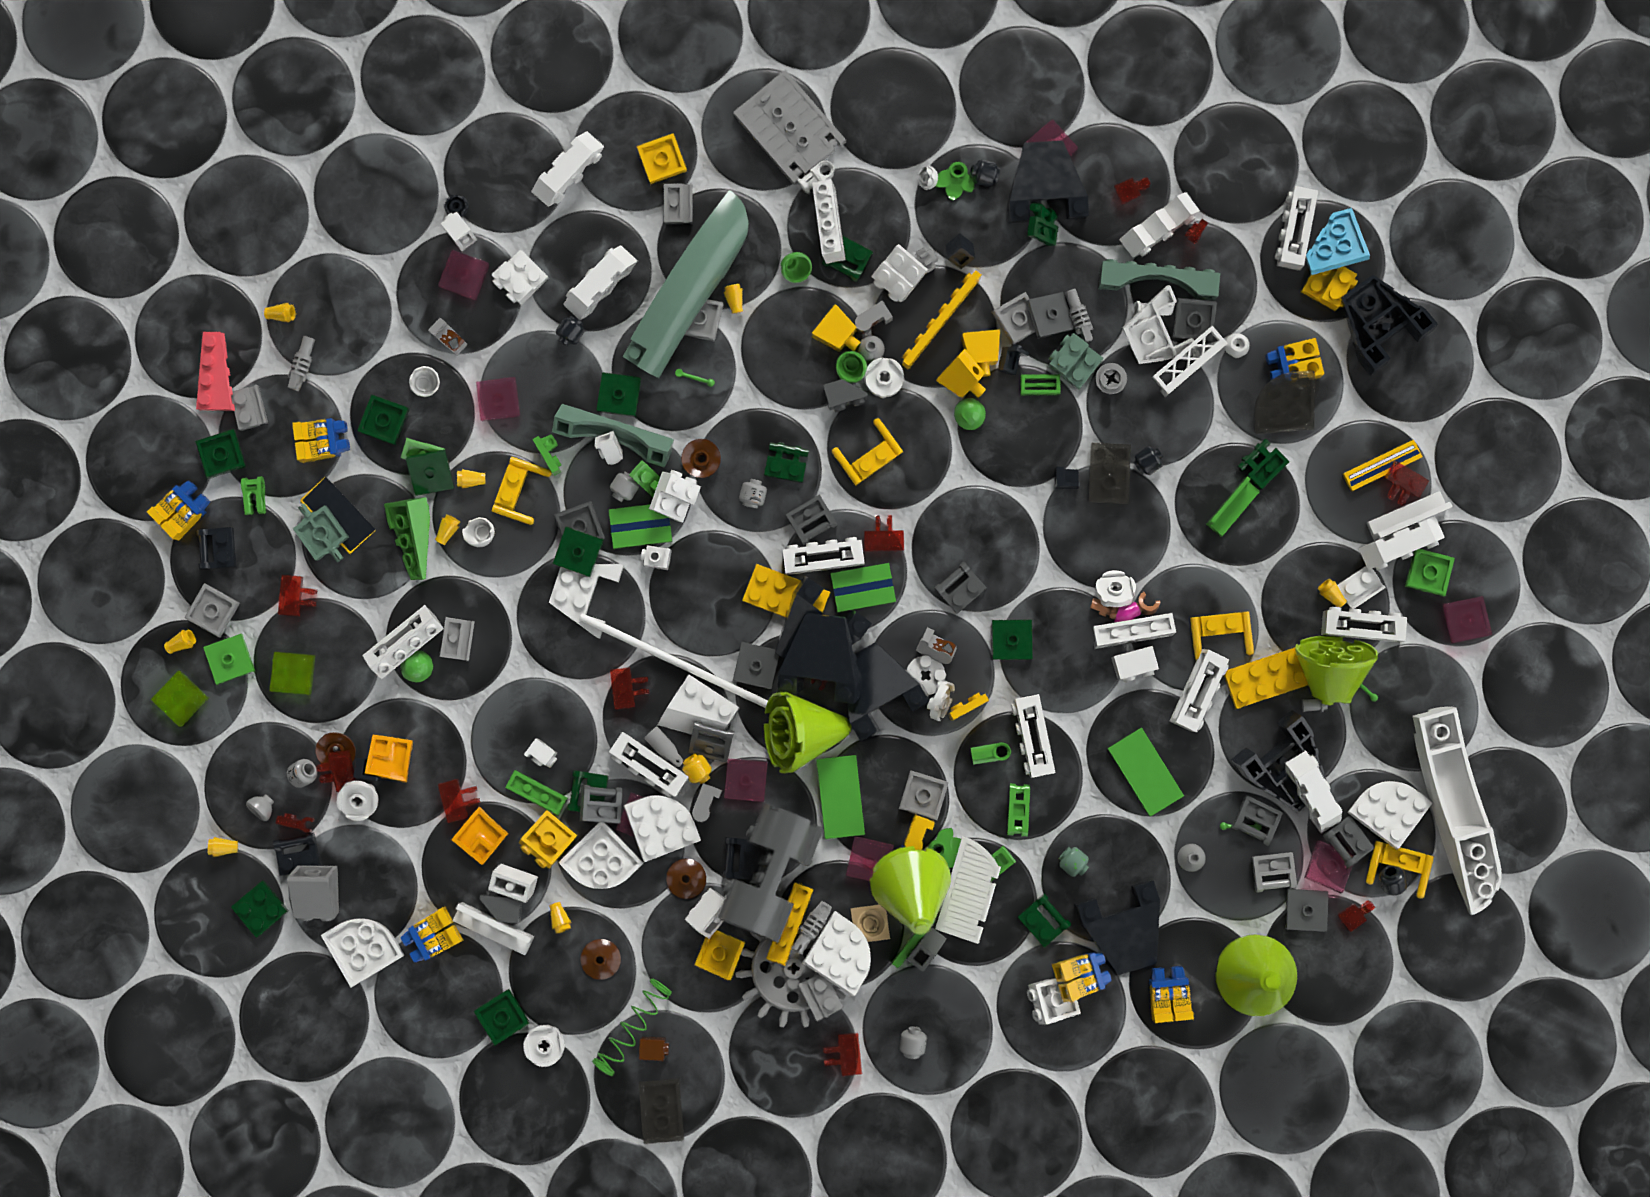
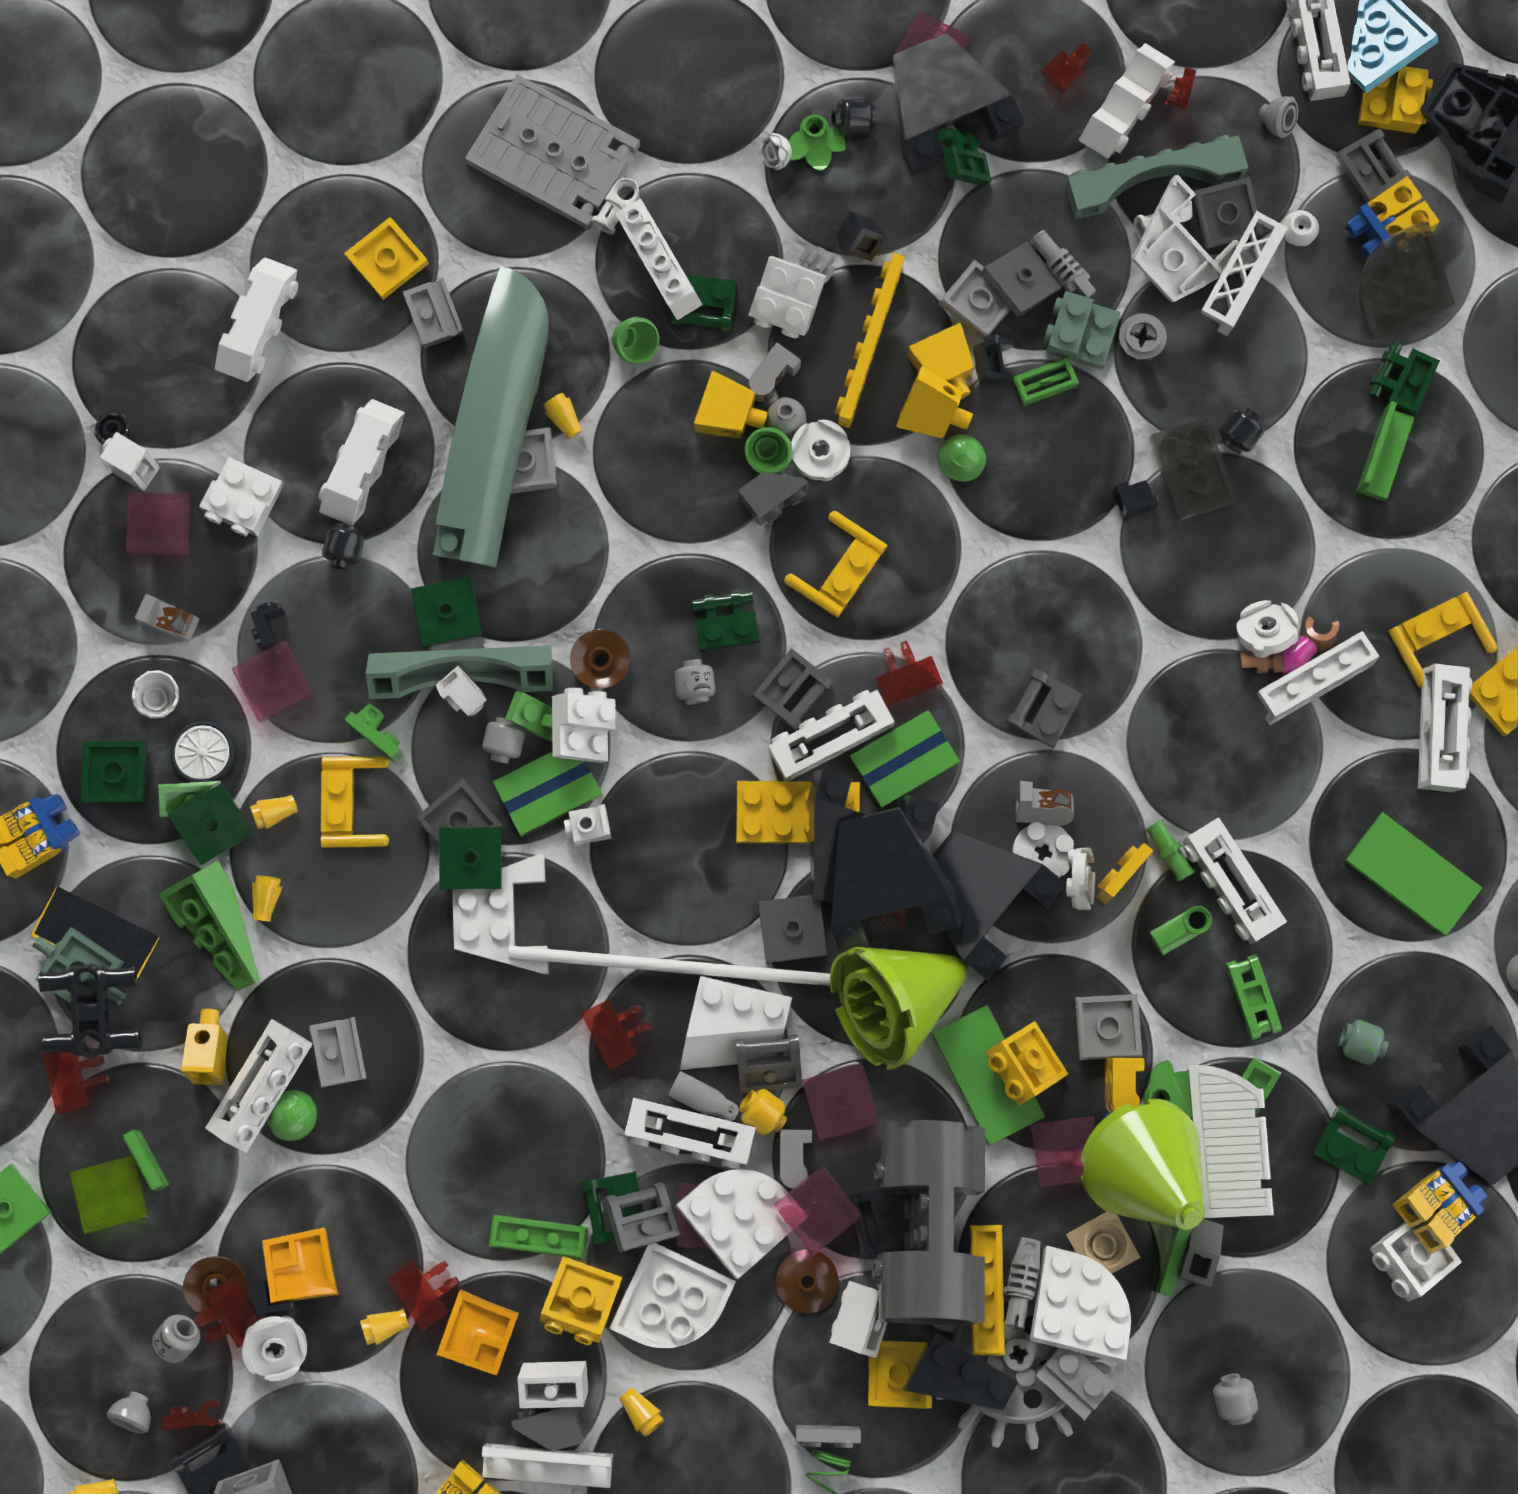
camera: 20 degrees left, 5 degrees down
(318, 560) = (89, 1010): none -> black piece
(321, 661) = (145, 1160): none -> bright green tile
(377, 616) = (205, 1050): none -> yellow torso
(426, 811) = (383, 1326): none -> yellow cone
(440, 427) = (202, 752): none -> white wheel
(478, 532) = (314, 883): white hair -> none
(503, 365) = (263, 632): none -> black bracket
(541, 753) = (525, 1175): white brick -> none
(610, 954) = (725, 1433): reddish brown dish -> none
(671, 976) = (839, 1435): none -> light grey plate
(679, 373) = (523, 550): bright green hinge -> none
(706, 839) = (817, 1210): none -> clear pink plate
(752, 967) = (958, 1376): none -> black wing
(849, 1054) = (1147, 1452): clear red hinge -> none
(865, 799) = (1026, 1063): none -> yellow plate
(1002, 702) = (1169, 850): none -> bright green pin
(1012, 640) = (1147, 755): dark green plate -> none
(1135, 663) = (1337, 723): white brick -> none
(1252, 269) = (1280, 116): none -> light grey brick
(1292, 322) = (1365, 168): none -> dark grey plate

